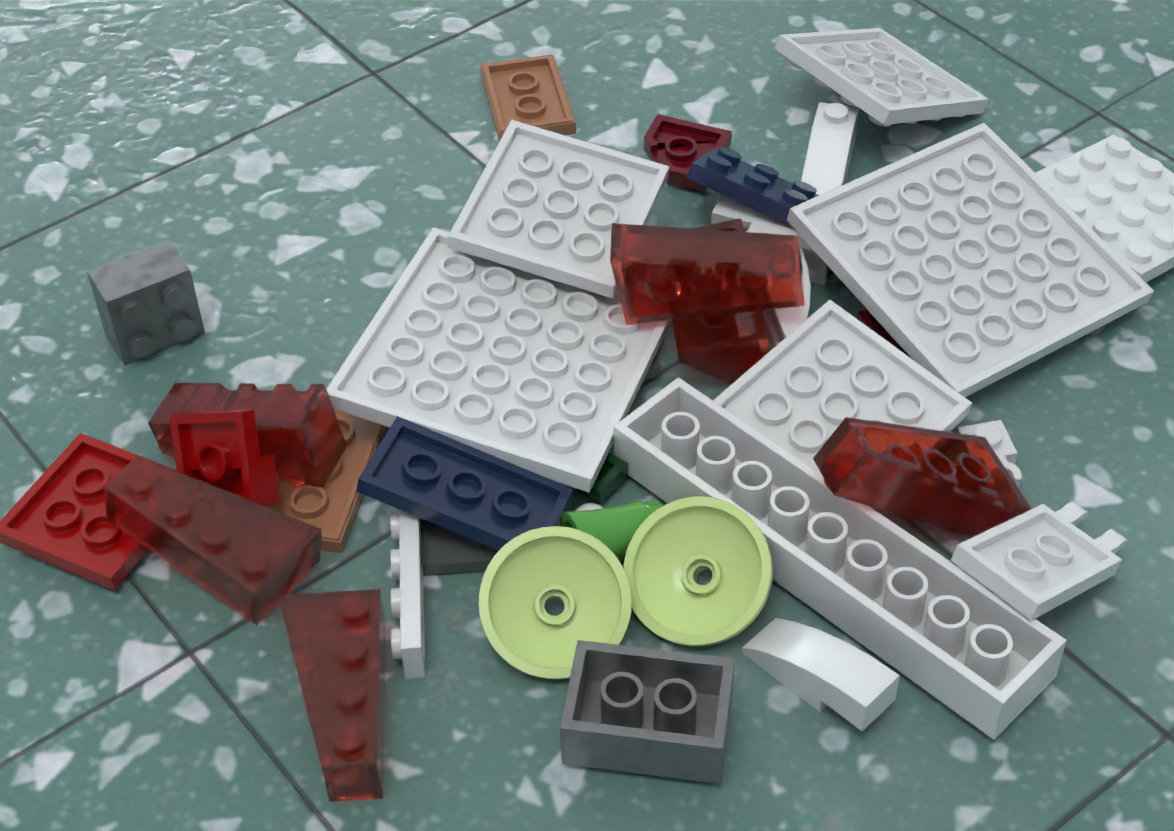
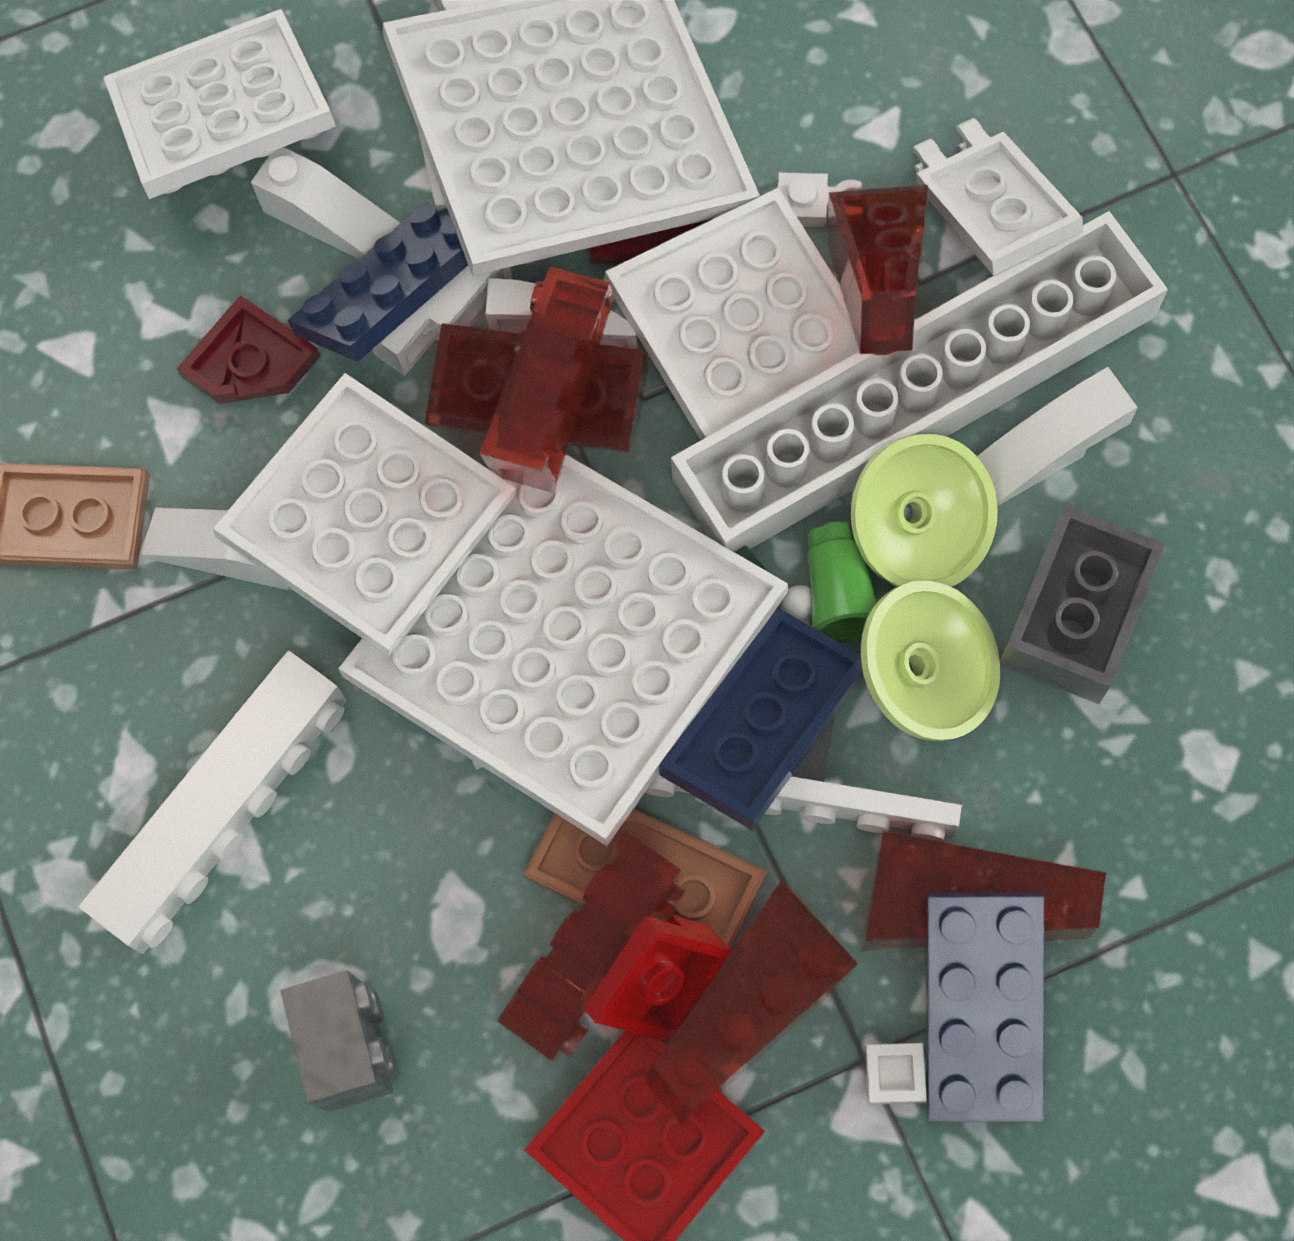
camera: 70 degrees left, 25 degrees up
(173, 664) = (895, 1073): none -> white plate
(236, 701) = (984, 1006): none -> plate
(320, 210) = (215, 803): none -> white brick

